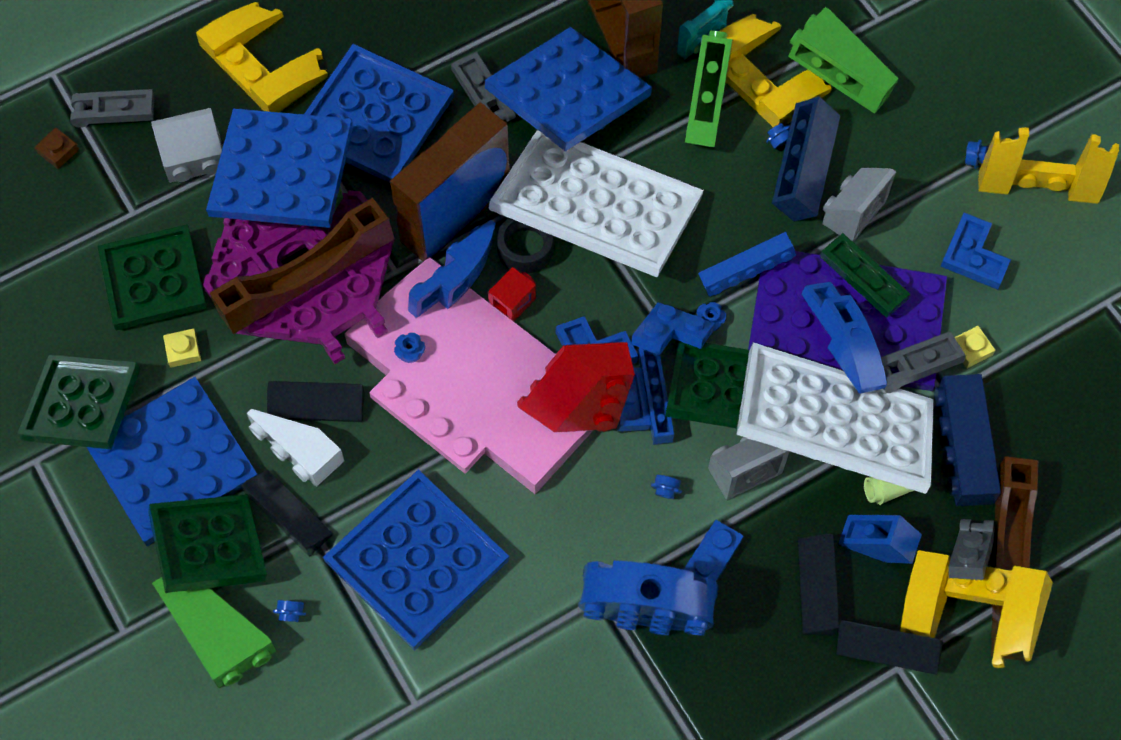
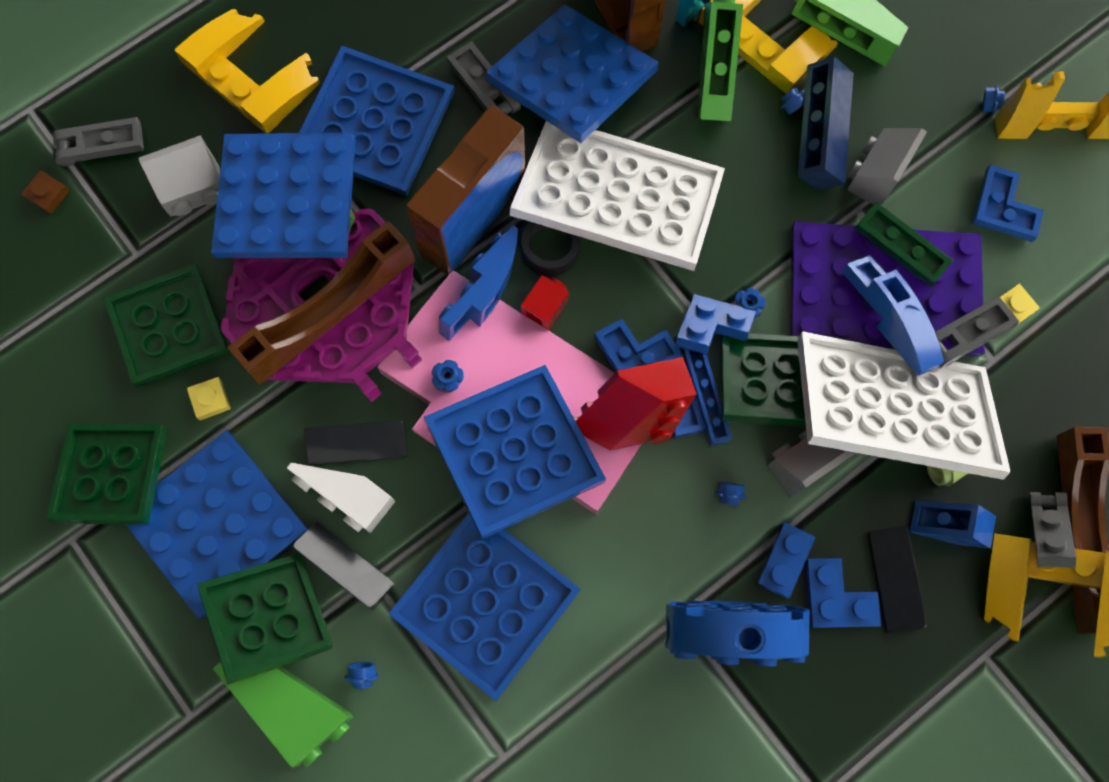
camera: 10 degrees left, 10 degrees up
(462, 419) = (514, 451): none -> blue plate
(747, 264) = (782, 244): blue piece -> none
(753, 603) = (831, 605): none -> blue plate
(889, 647) = (981, 640): black slope -> none
(968, 440) = (1027, 408): dark blue brick -> none

